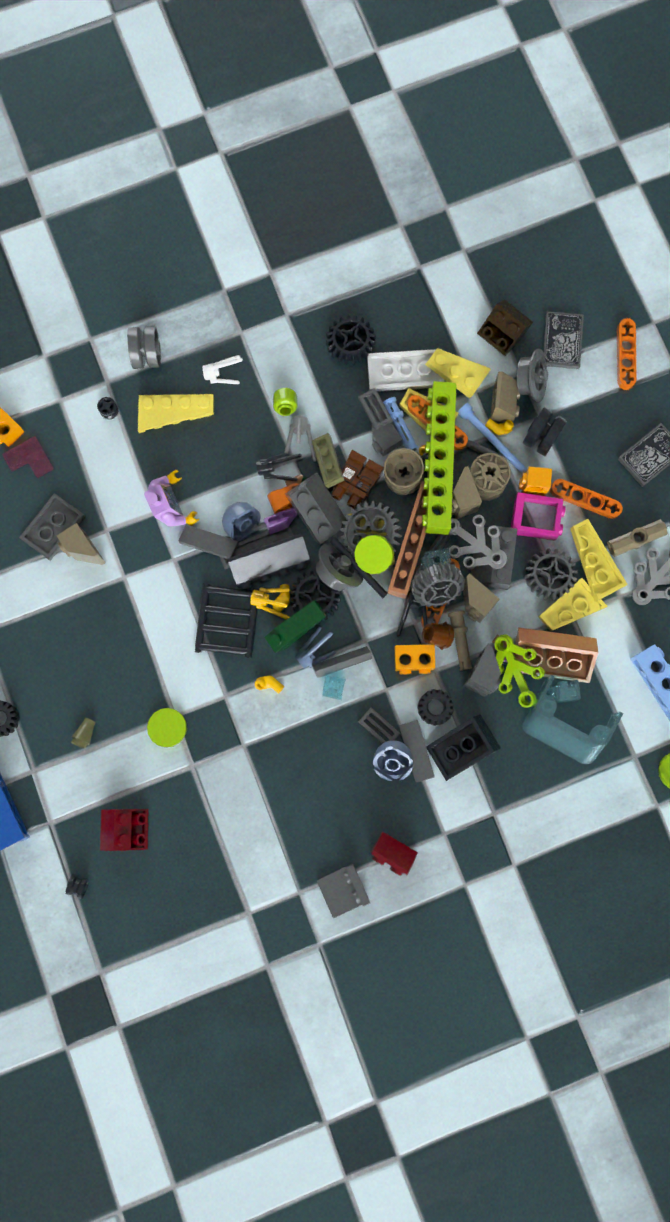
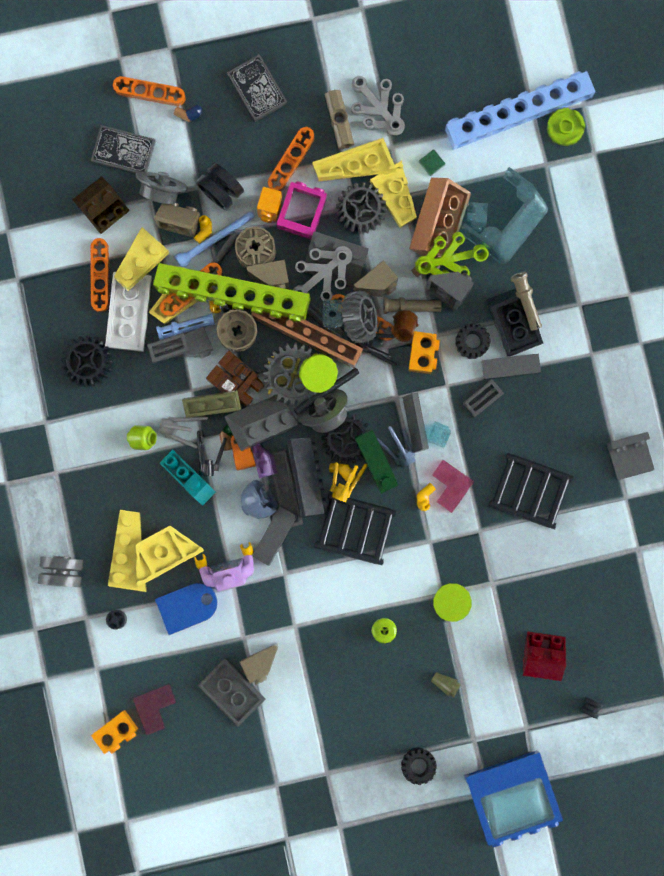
camera: 85 degrees left, 5 degrees up
(127, 471) = (185, 607): none -> blue tile
(133, 666) = (378, 626): none -> lime head
(176, 439) = (161, 553): none -> light yellow wing
(212, 371) = (94, 506): white plant -> none
(254, 449) = (188, 477): none -> teal slope
(287, 714) = (456, 484): none -> clear pink tile
(312, 805) = (547, 473): none -> black bar
(393, 760) = (518, 388): sand blue cylinder -> none
(393, 853) = (604, 403): dark red slope -> none
(436, 337) = (99, 275): none -> orange beam
(492, 748) = (524, 292): none -> dark tan pin
(611, 395) = (189, 114): none -> arm
(612, 638) = (432, 162): none -> clear green tile

